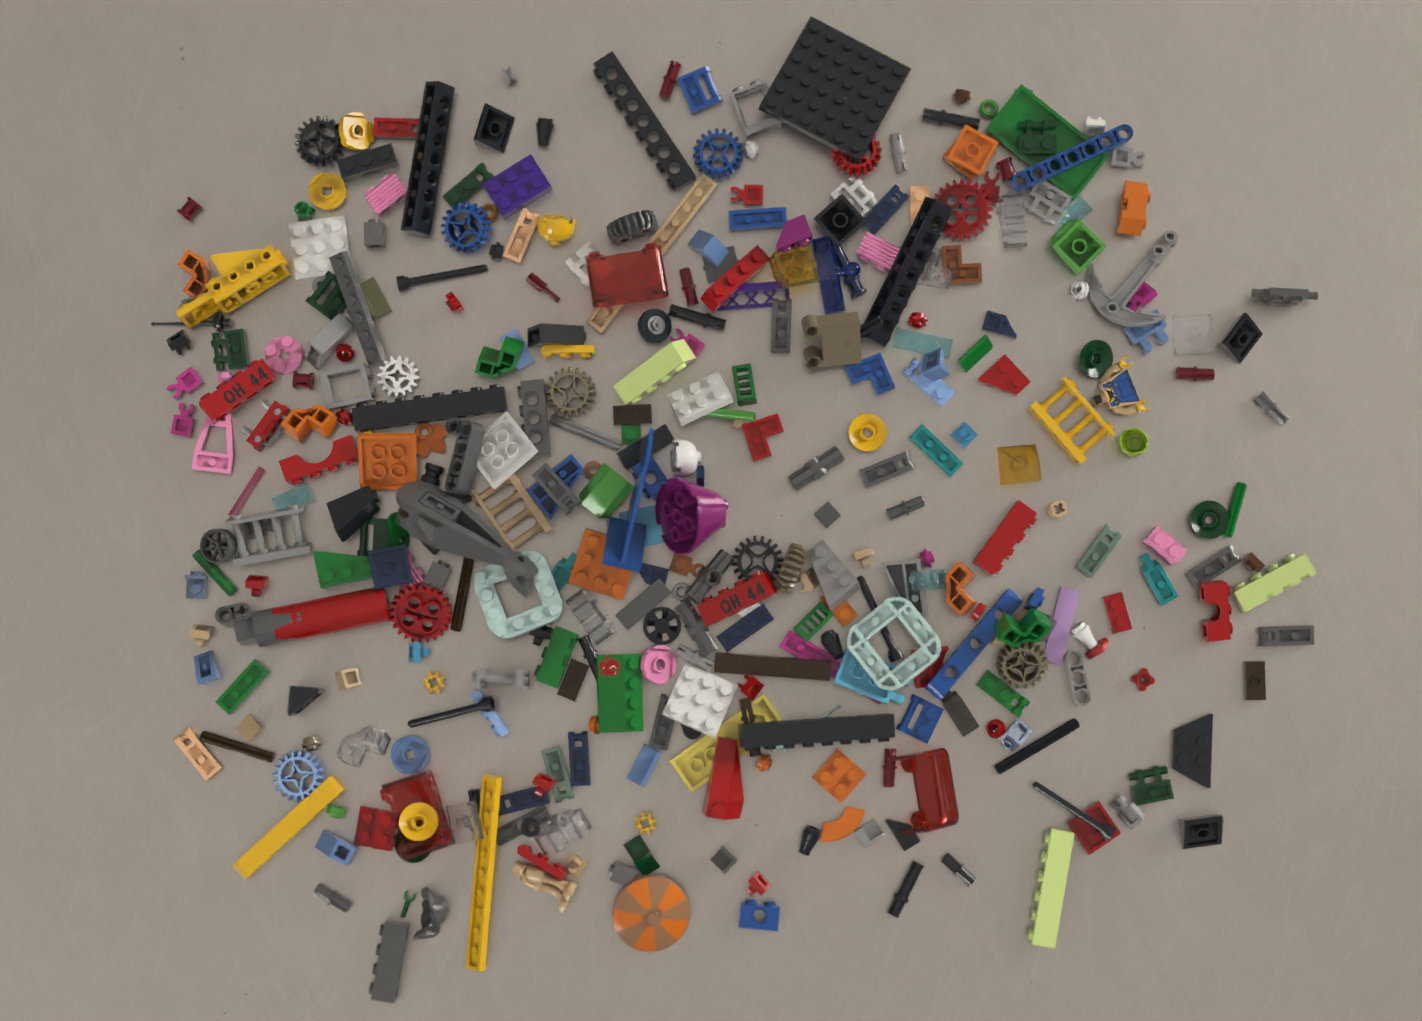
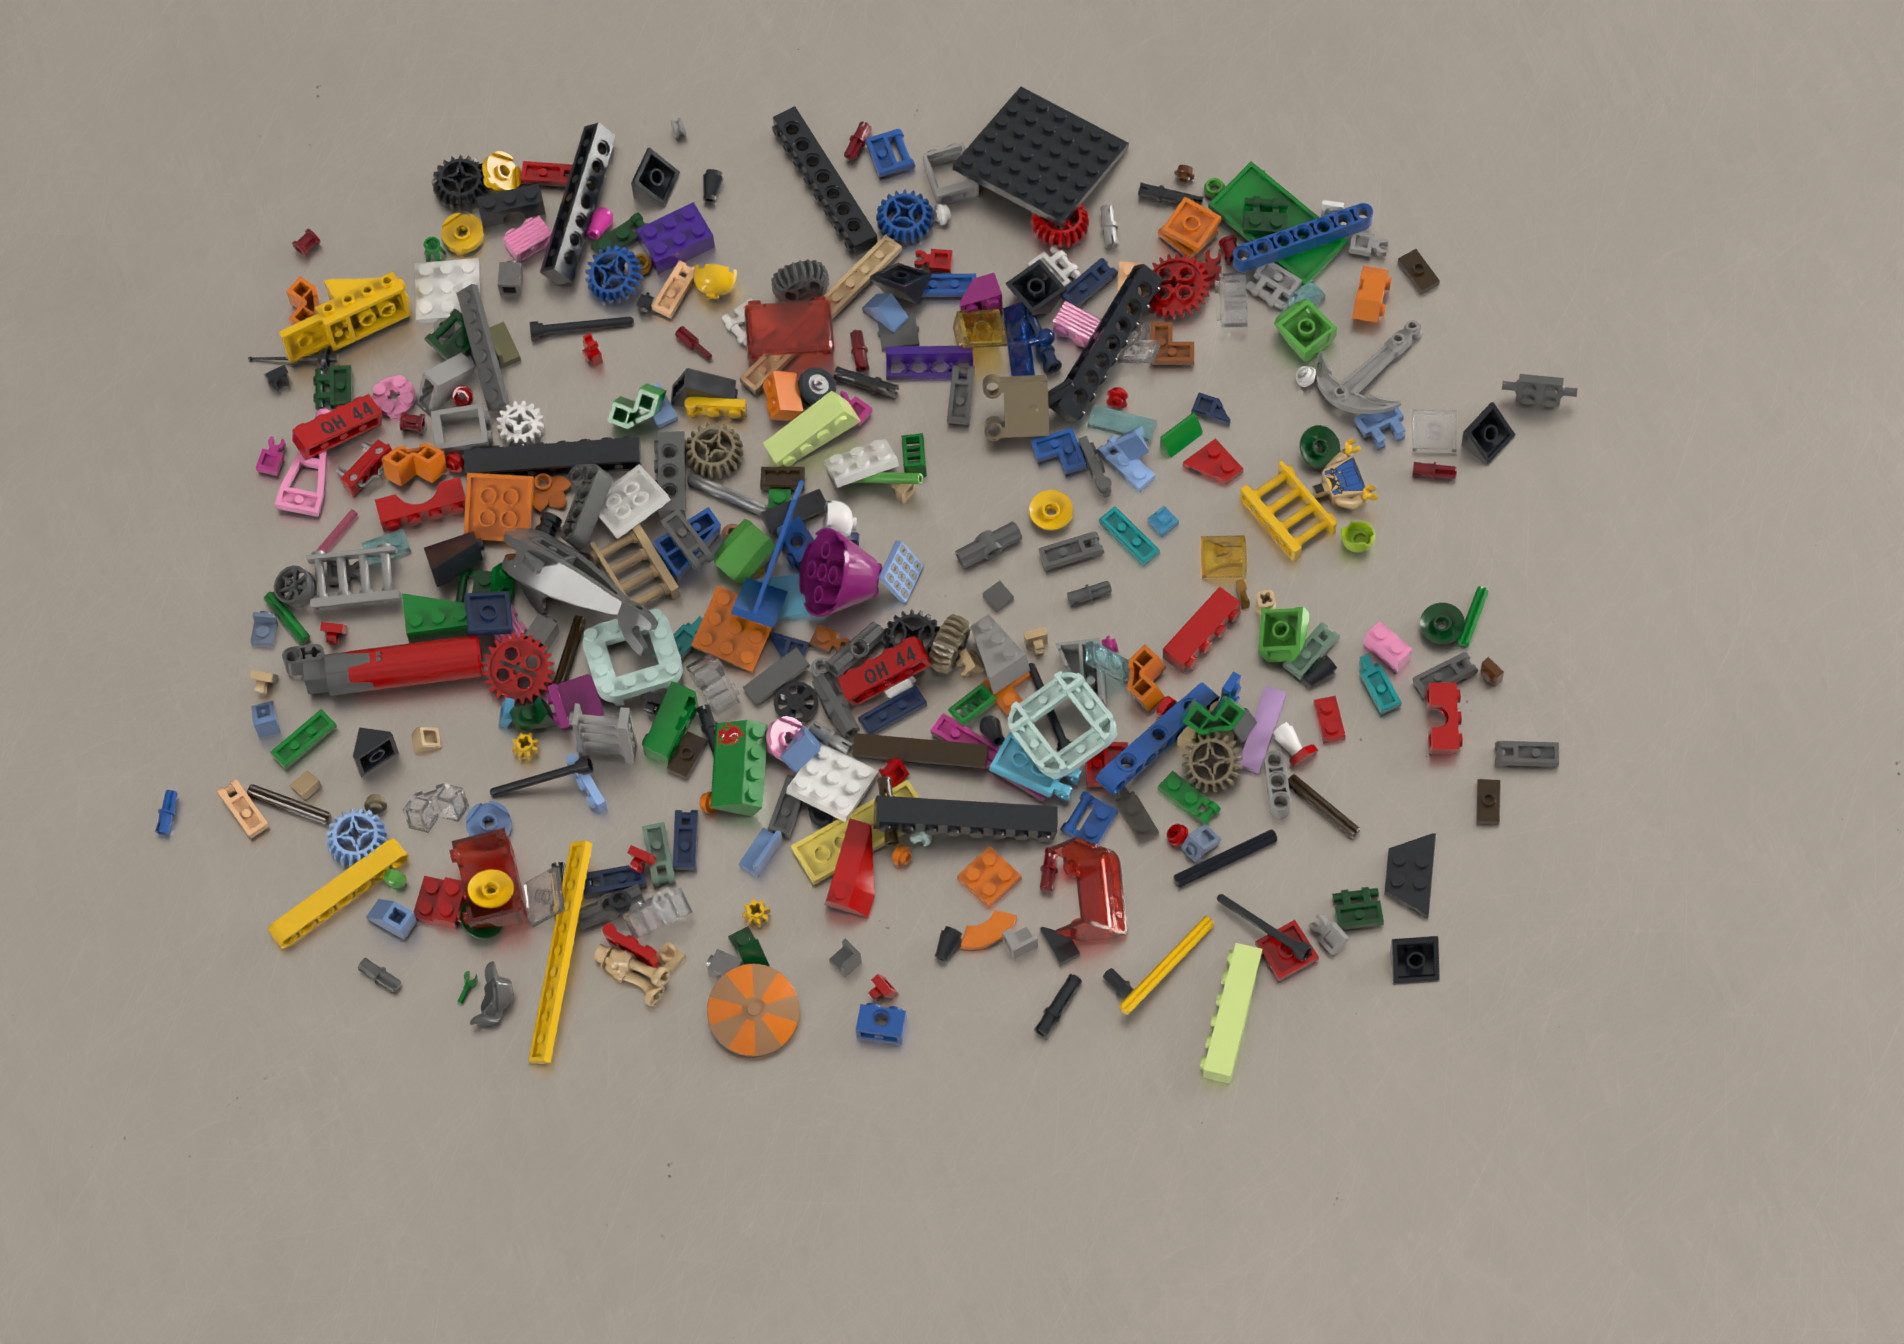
camera: 10 degrees right, 20 degrees down
(133, 762) = (166, 813): none -> blue axle
(187, 381) = (281, 417): dark pink plate -> none
(390, 961) = (439, 1047): dark grey brick -> none
(438, 656) = (533, 716): none -> dark green slope
(448, 175) = (600, 222): none -> dark pink cone
(471, 640) = (566, 694): none -> magenta bracket
(626, 337) = (782, 395): none -> orange brick
(672, 673) = (800, 749): none -> medium blue slope
(722, 219) = (902, 281): none -> black slope
(736, 276) = (895, 345): red arch -> none
(742, 501) = (900, 571): none -> tile
(758, 431) = (924, 505): red plate -> none
(902, 388) = (1095, 467): none -> dark grey plate
(994, 849) = (1166, 965): none -> yellow axle
(1036, 500) = (1241, 593): none -> pearl gold tile
(1075, 540) = (1282, 633): none -> bright green slope
(1108, 569) = (1321, 670): none -> black cone
(1116, 693) = (1323, 806): none -> dark brown axle
(1142, 297) = (1378, 385): dark pink plate -> none
(1143, 674) = (1358, 787): red plate -> none
(1171, 180) = (1418, 271): none -> dark brown plate
(1272, 408) = (1521, 511): dark grey axle -> none
(1272, 582) = (1513, 692): yellowish green wedge -> none

